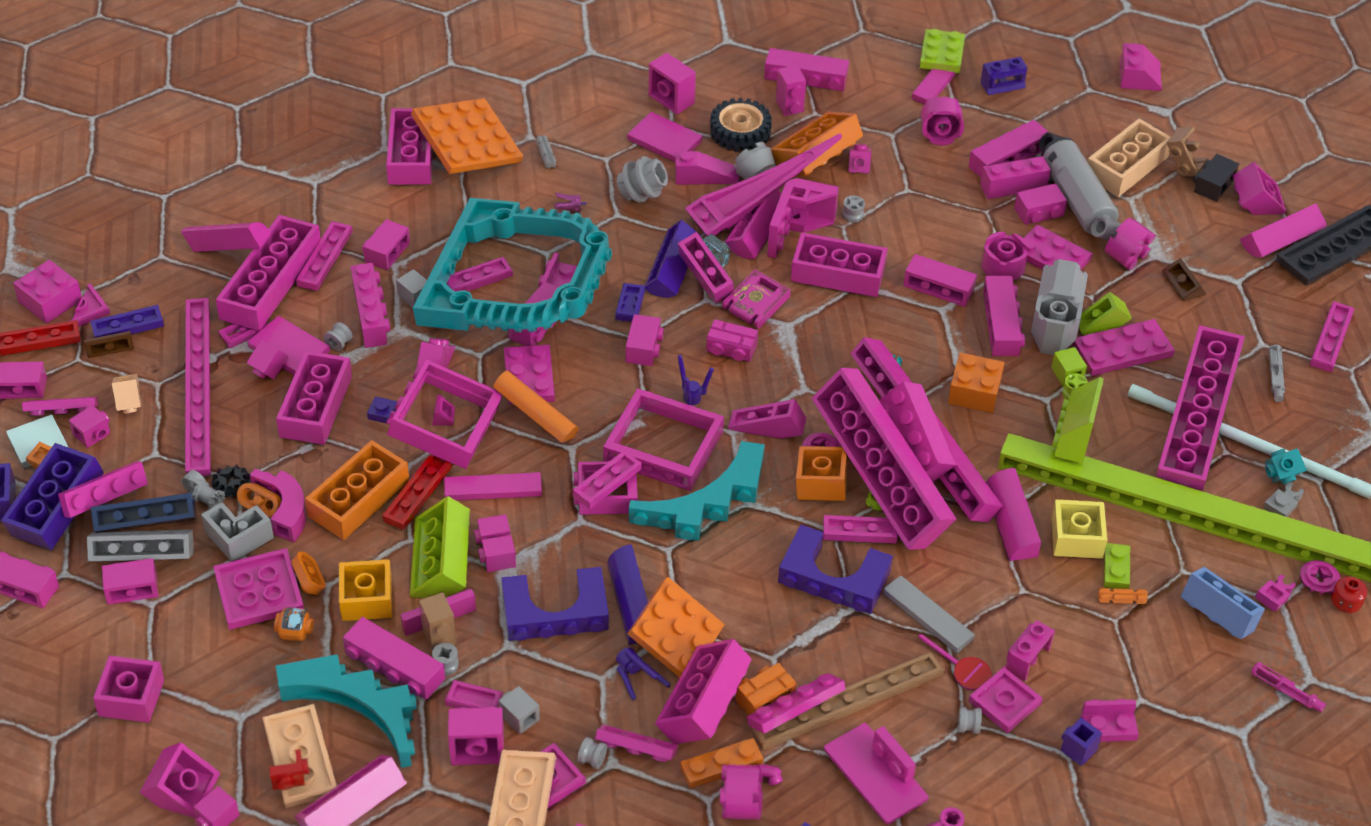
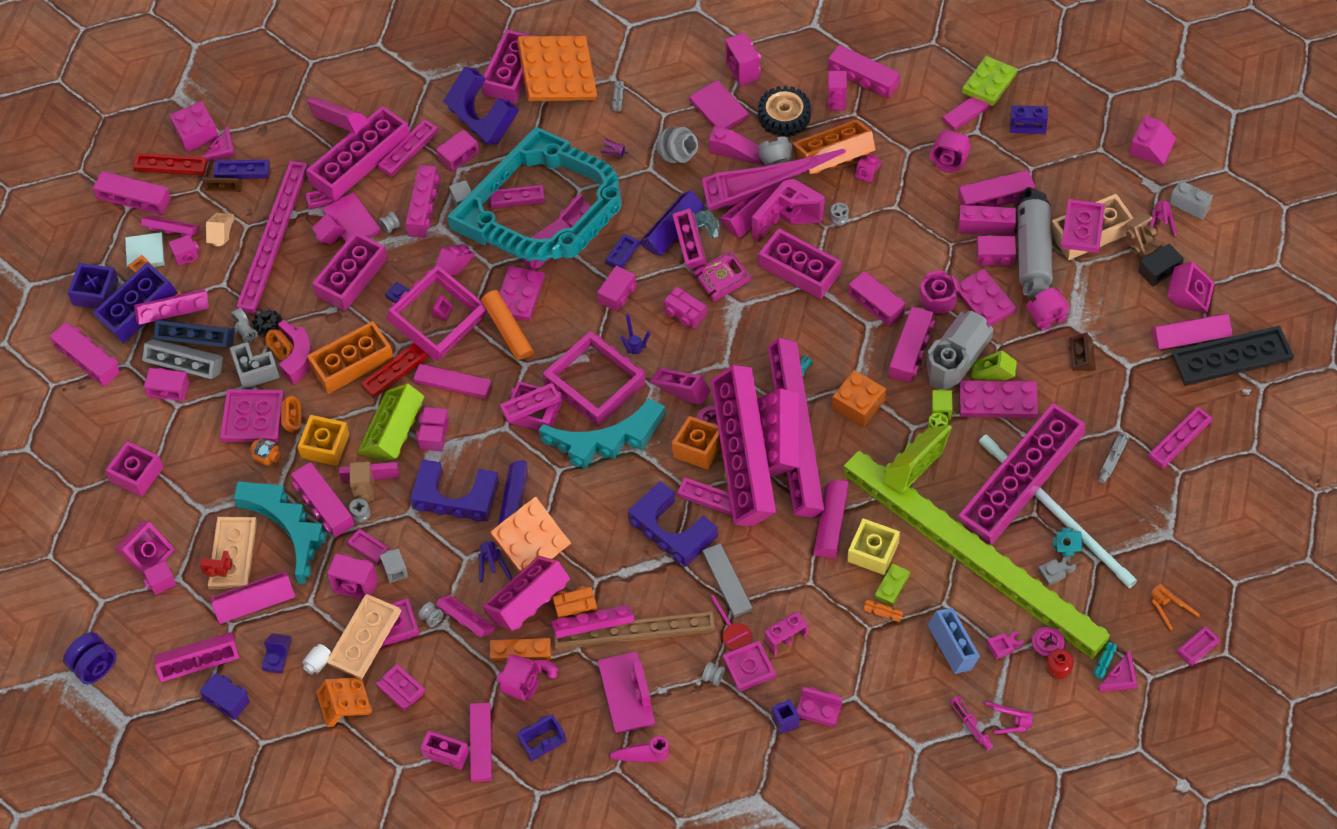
camera: 25 degrees right, 10 degrees up
(369, 192) = (461, 101): none -> dark purple arch
(1126, 153) = (1083, 226): none -> dark pink plate
(1188, 122) = (1163, 212): none -> dark pink plant
(1211, 110) = (1191, 199): none -> light grey brick
(1339, 665) = (1021, 718): none -> dark pink plant

